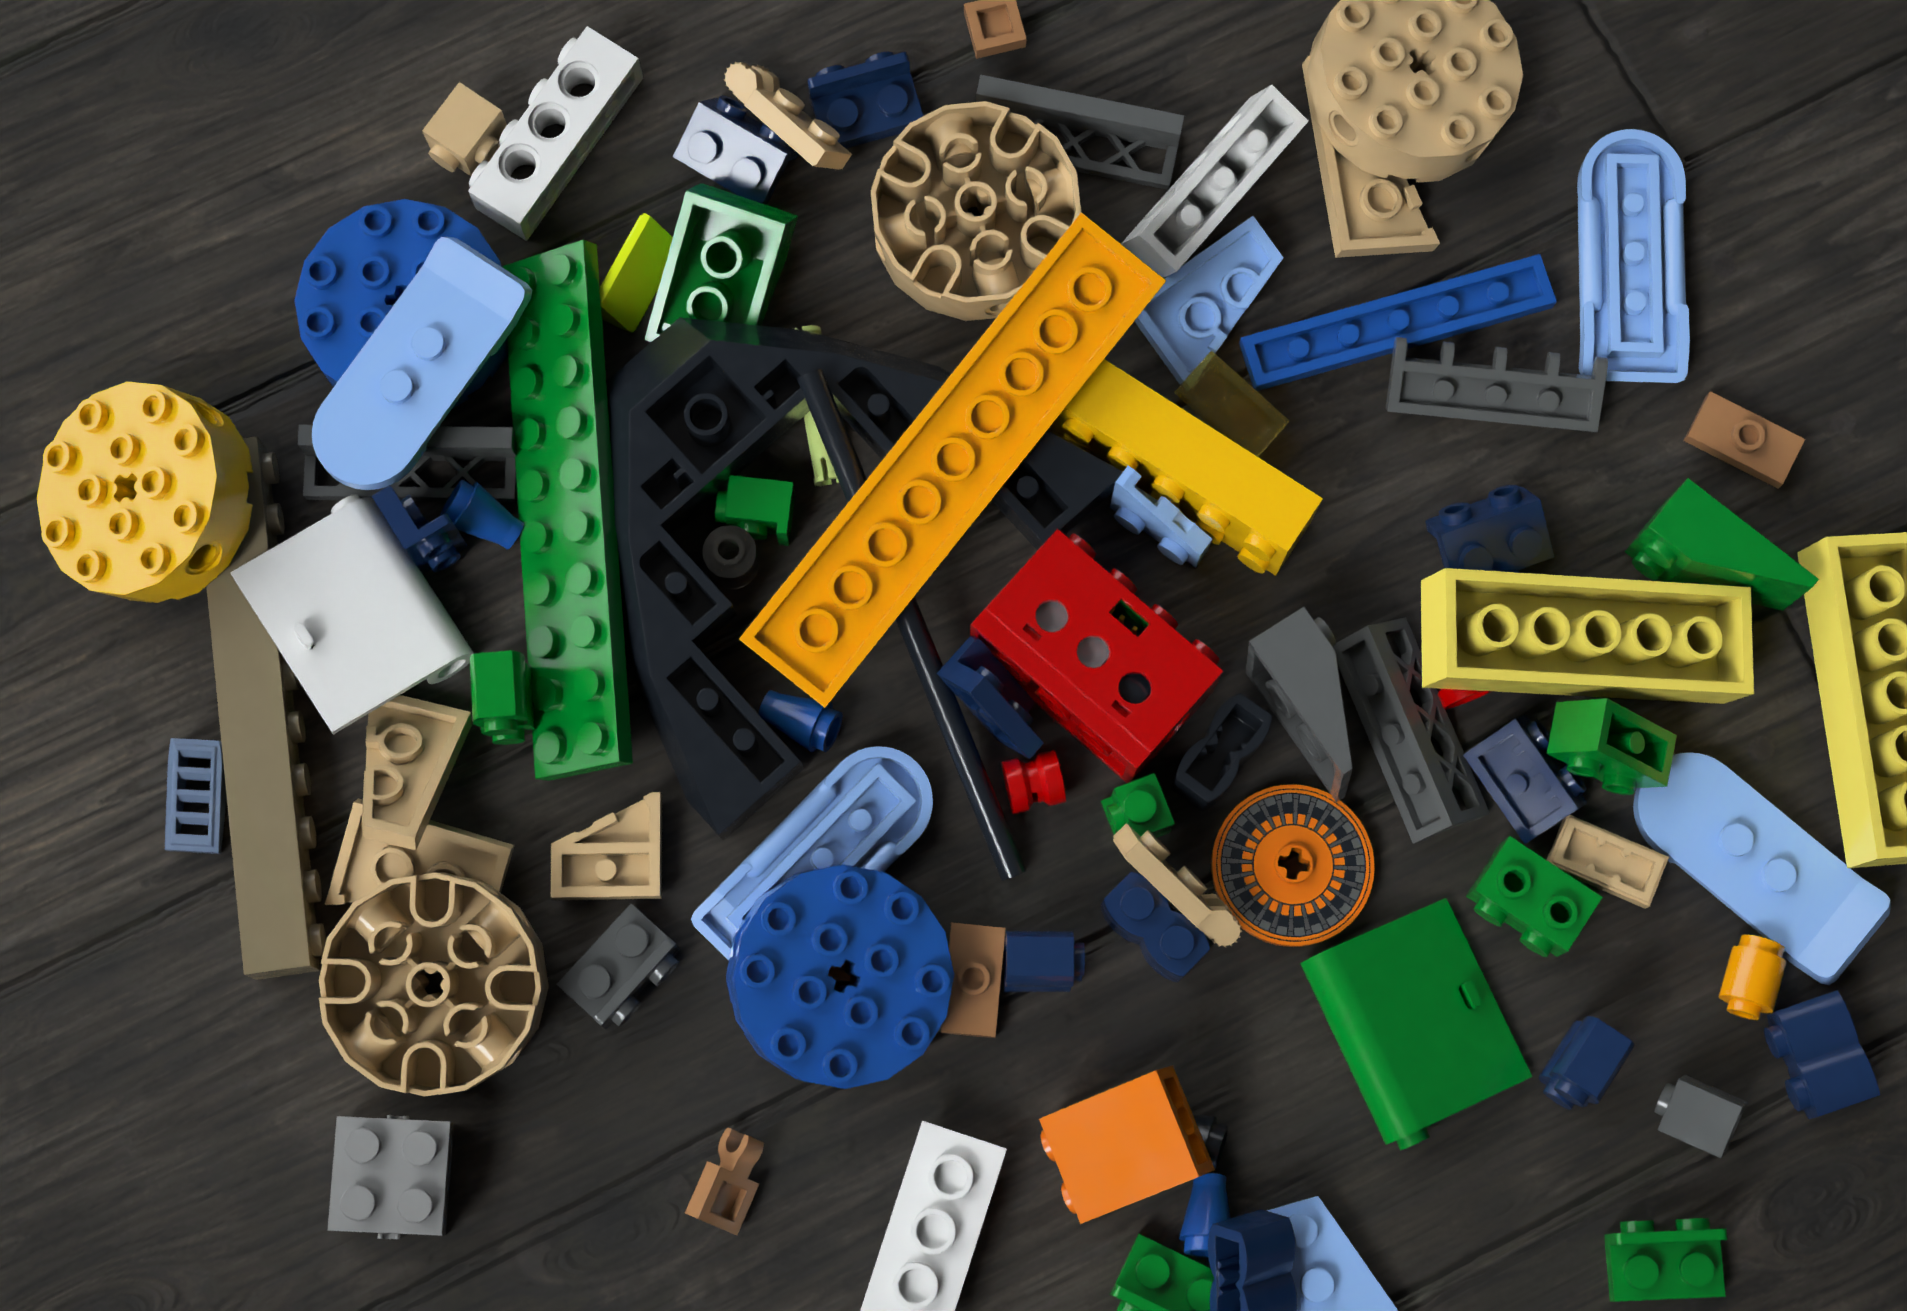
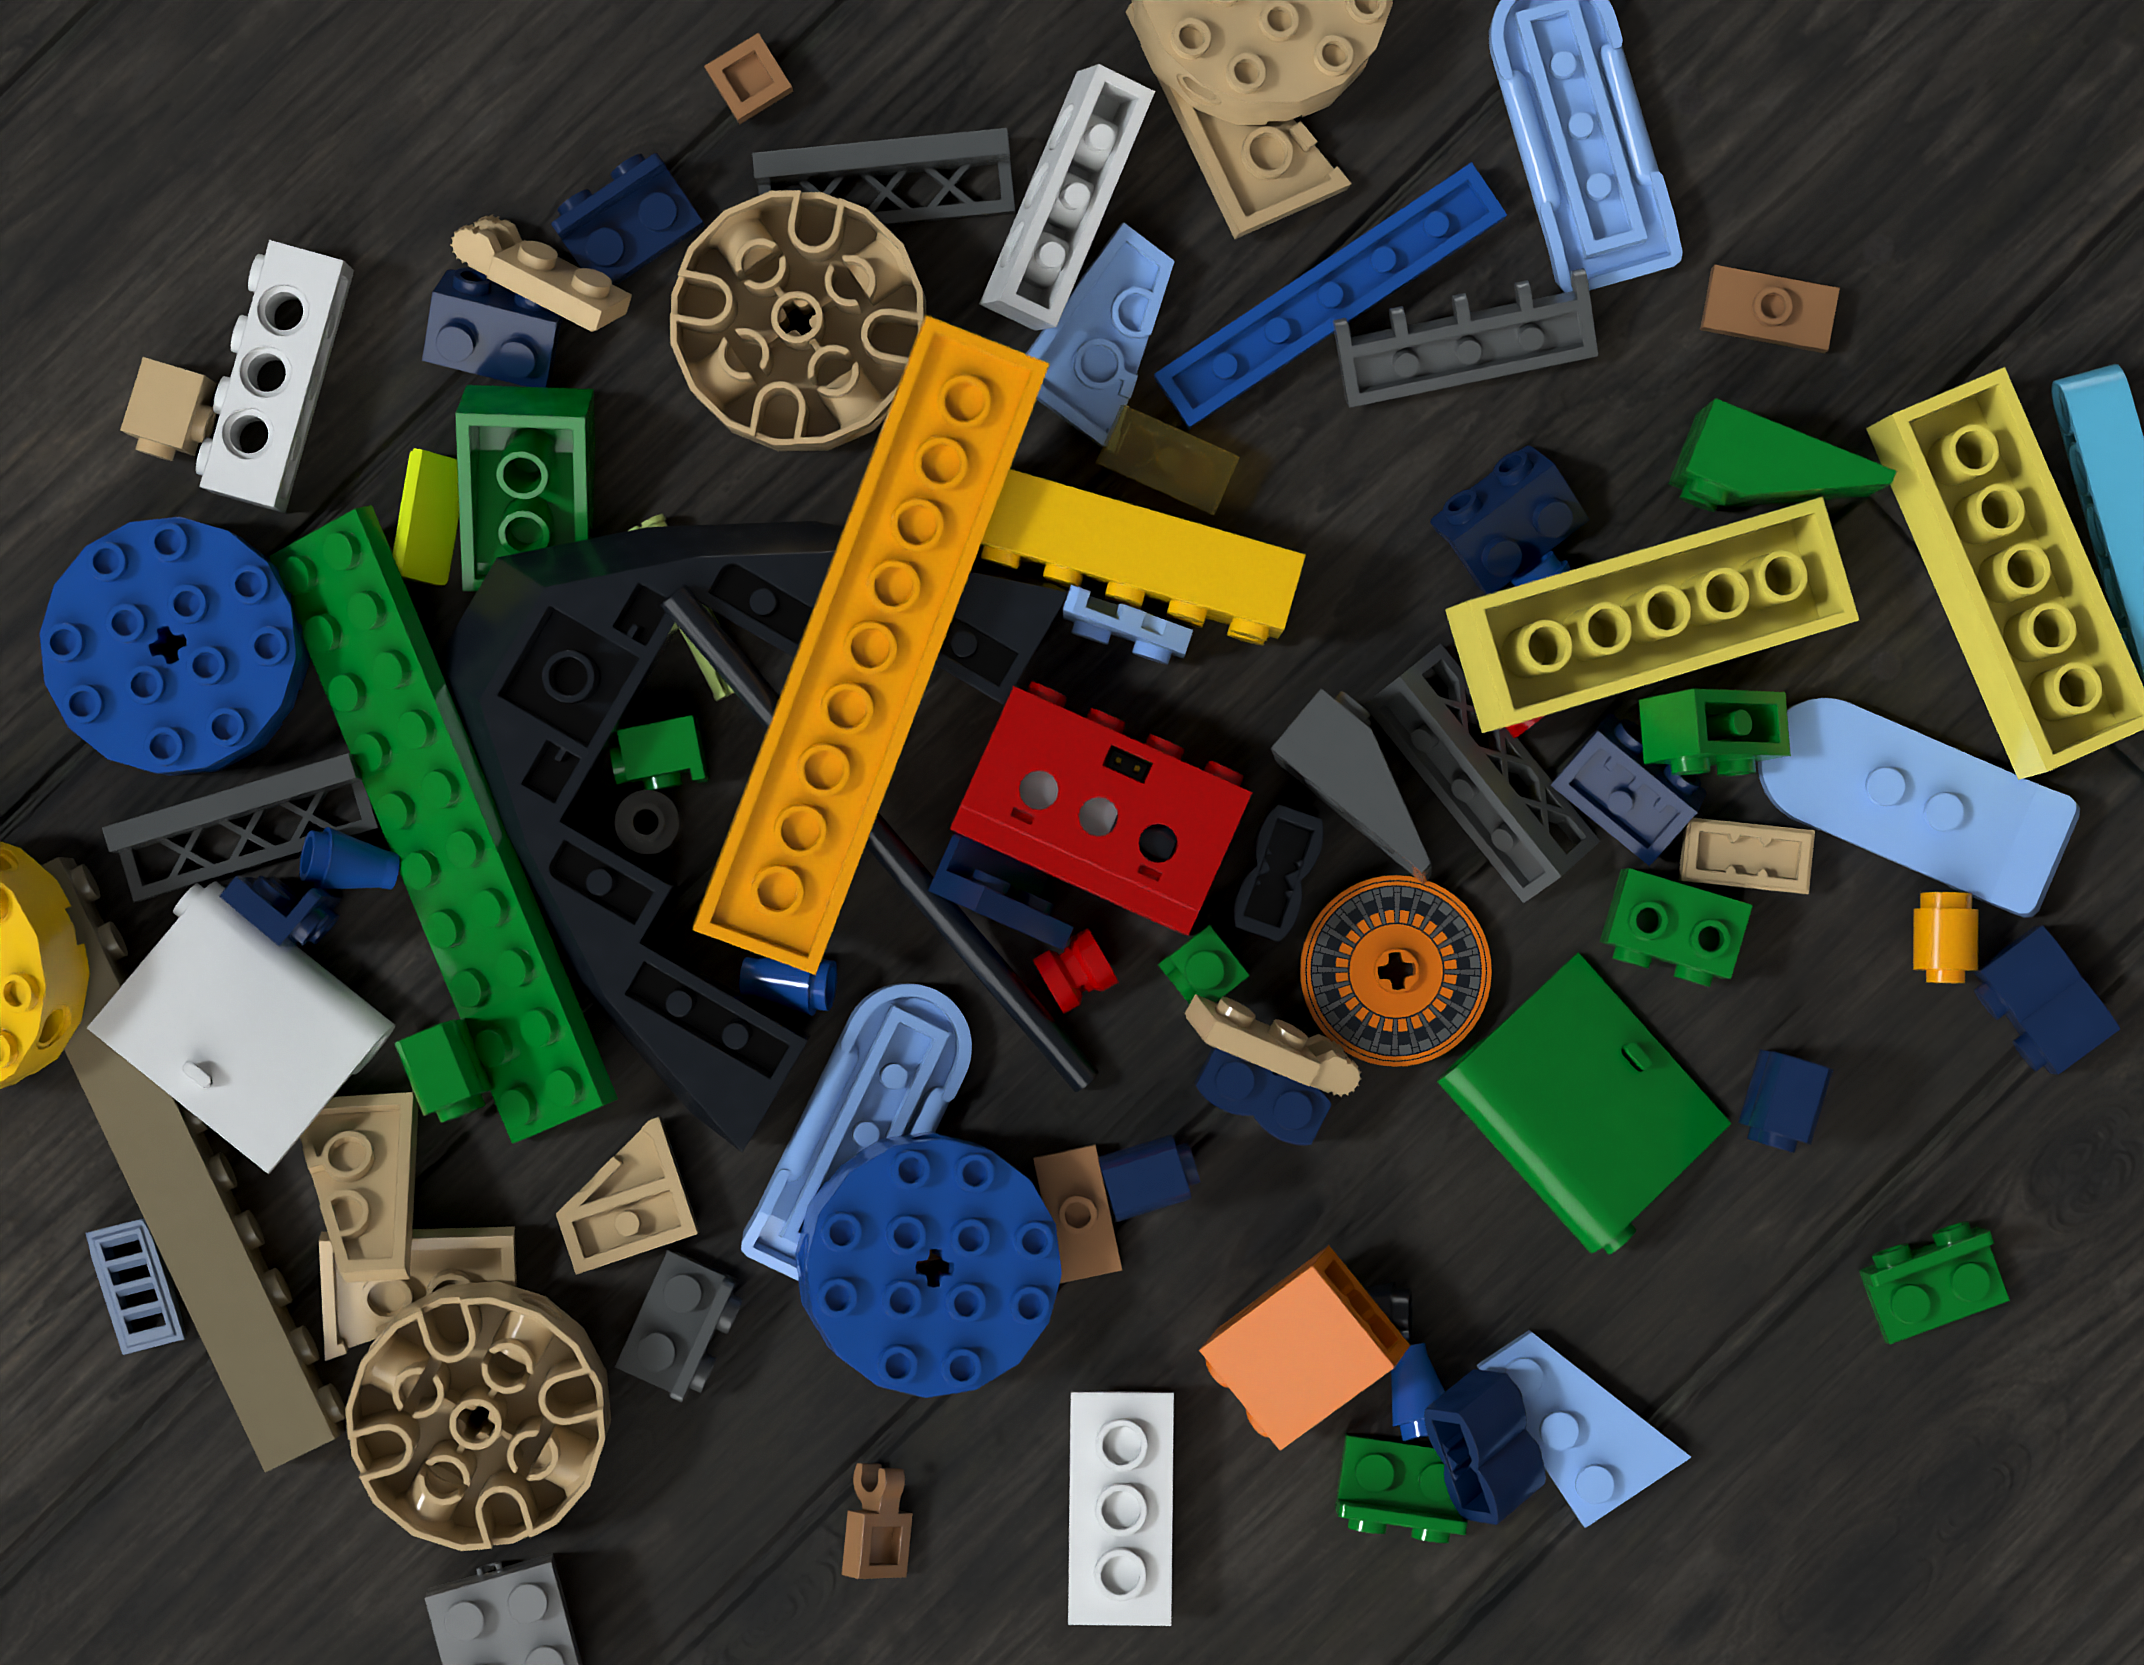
camera: 15 degrees left, 10 degrees up
(416, 366) = (216, 721): light blue piece -> none
(1700, 1115) = (1927, 1112): dark grey brick -> none

